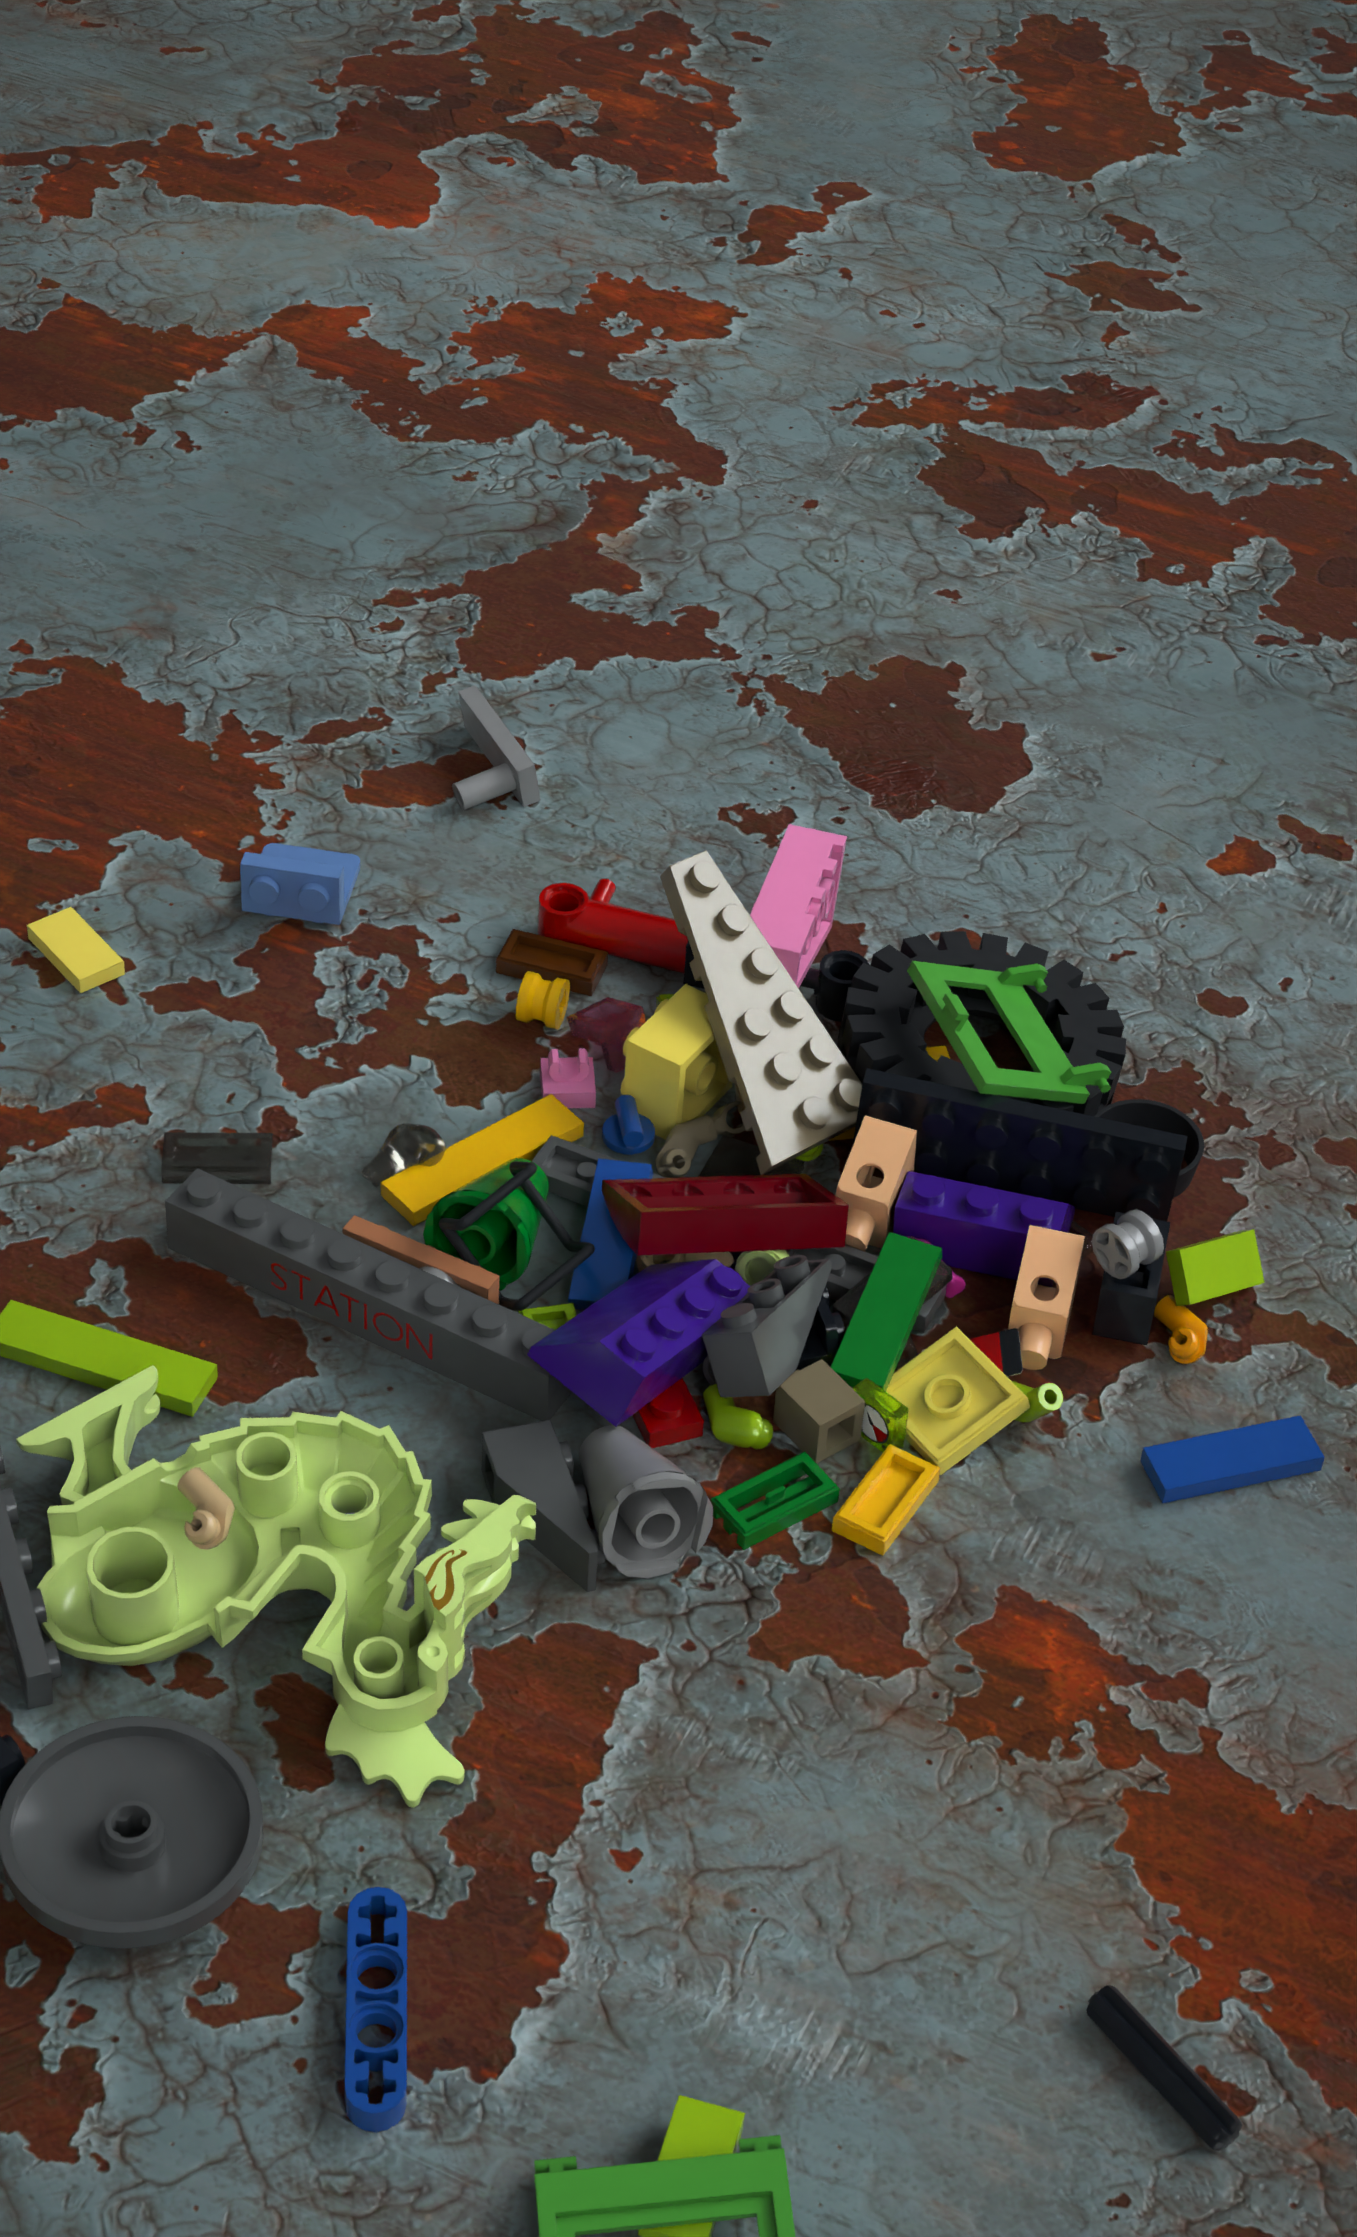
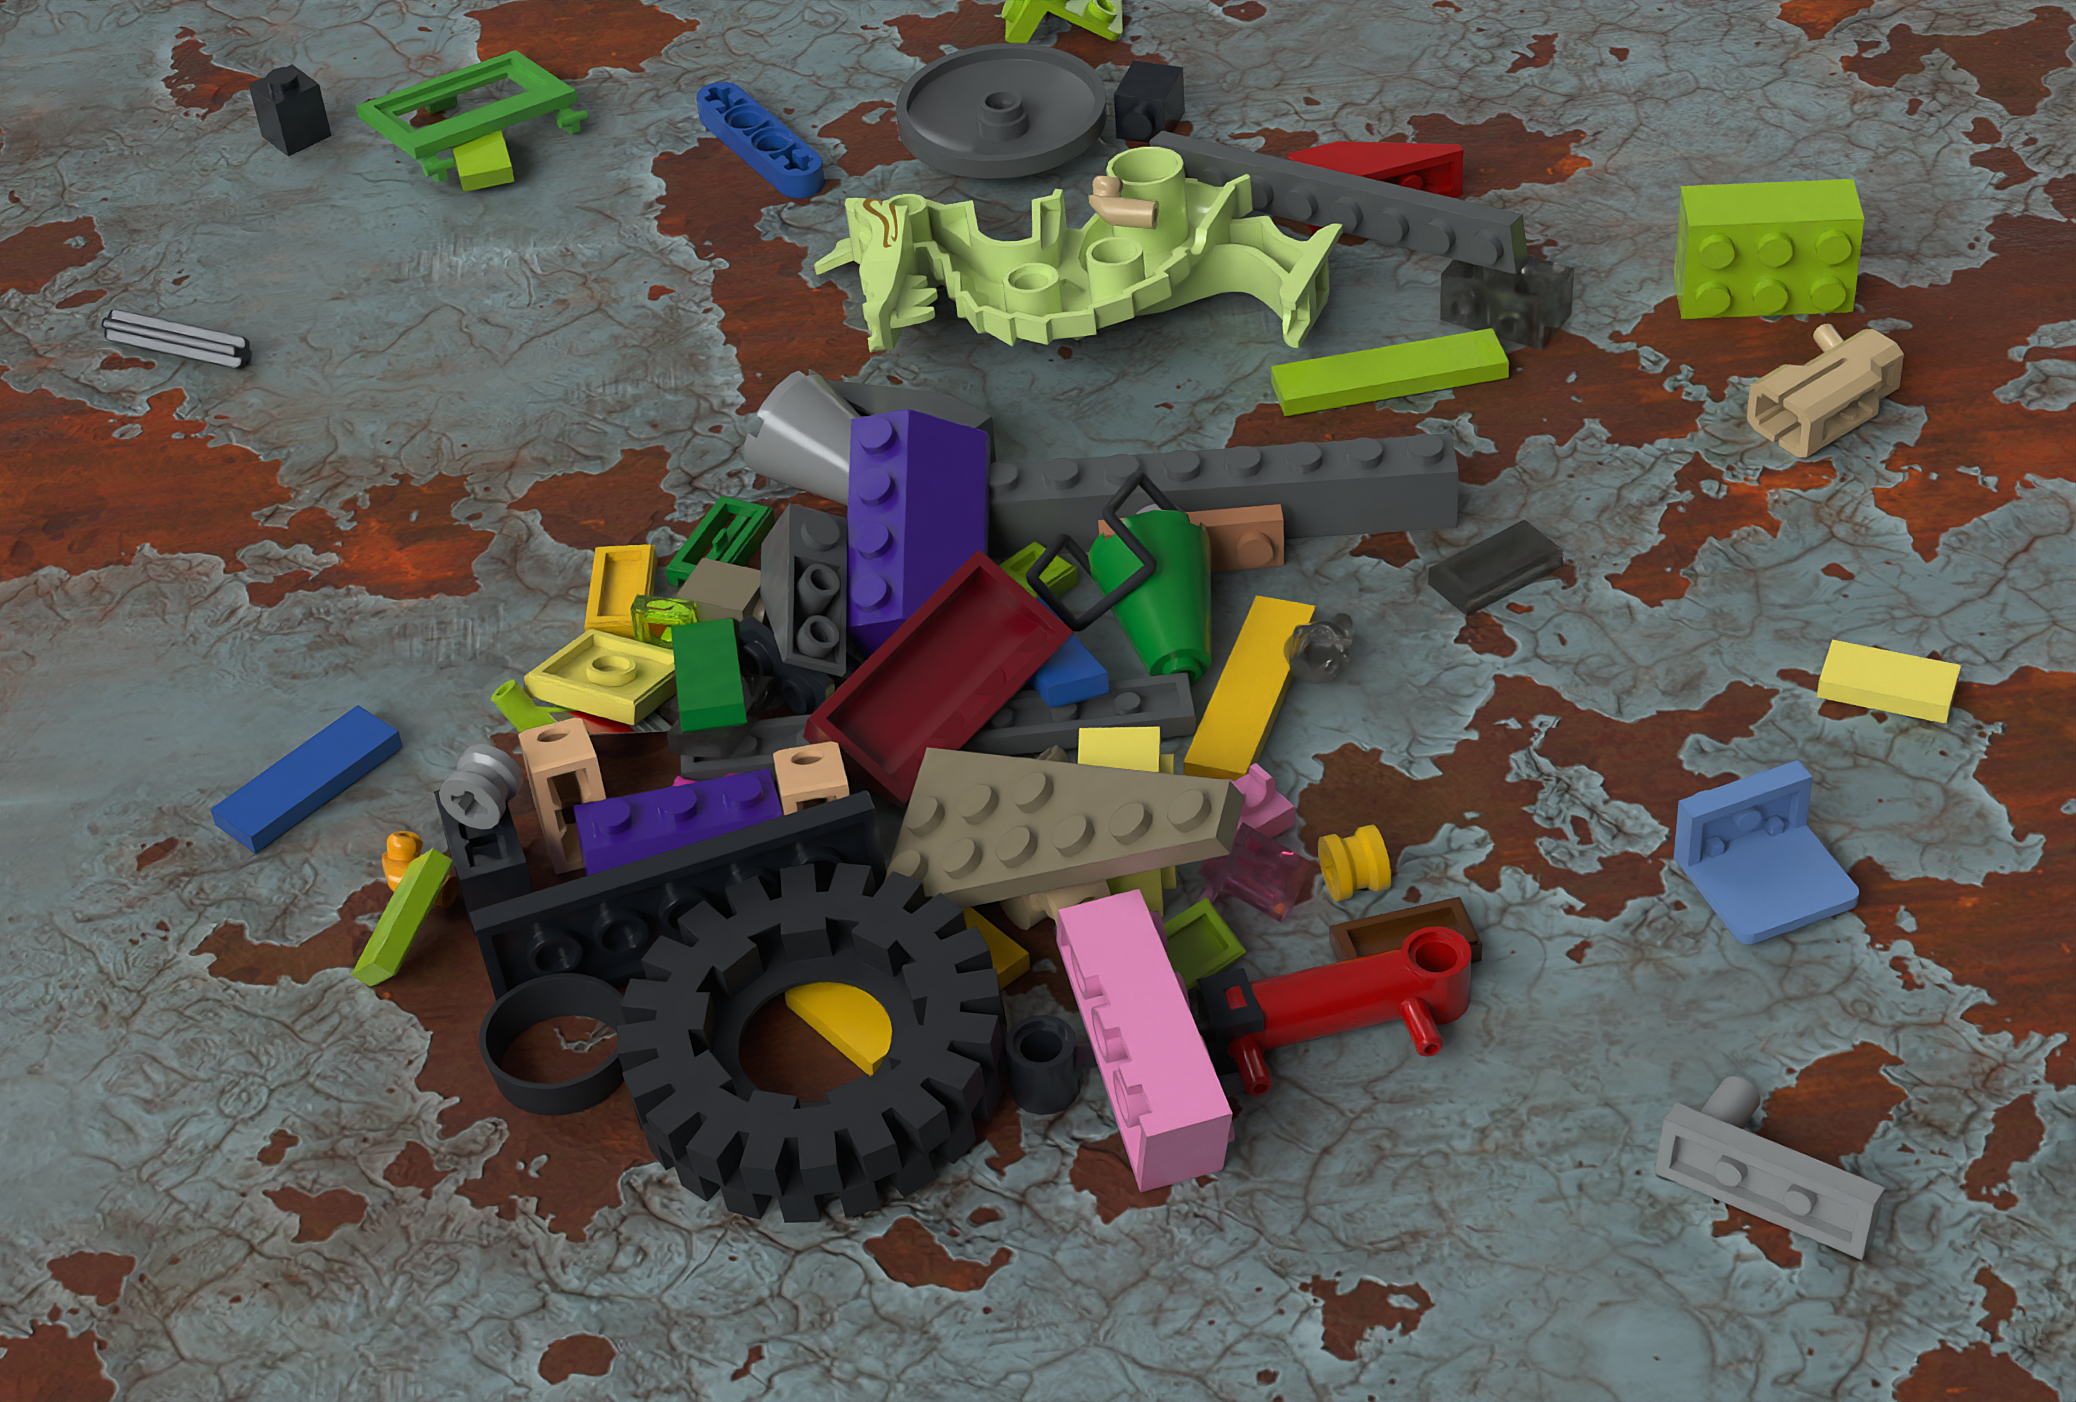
camera: 155 degrees right, 0 degrees up
(1053, 1075) = (743, 999): bright green piece -> none

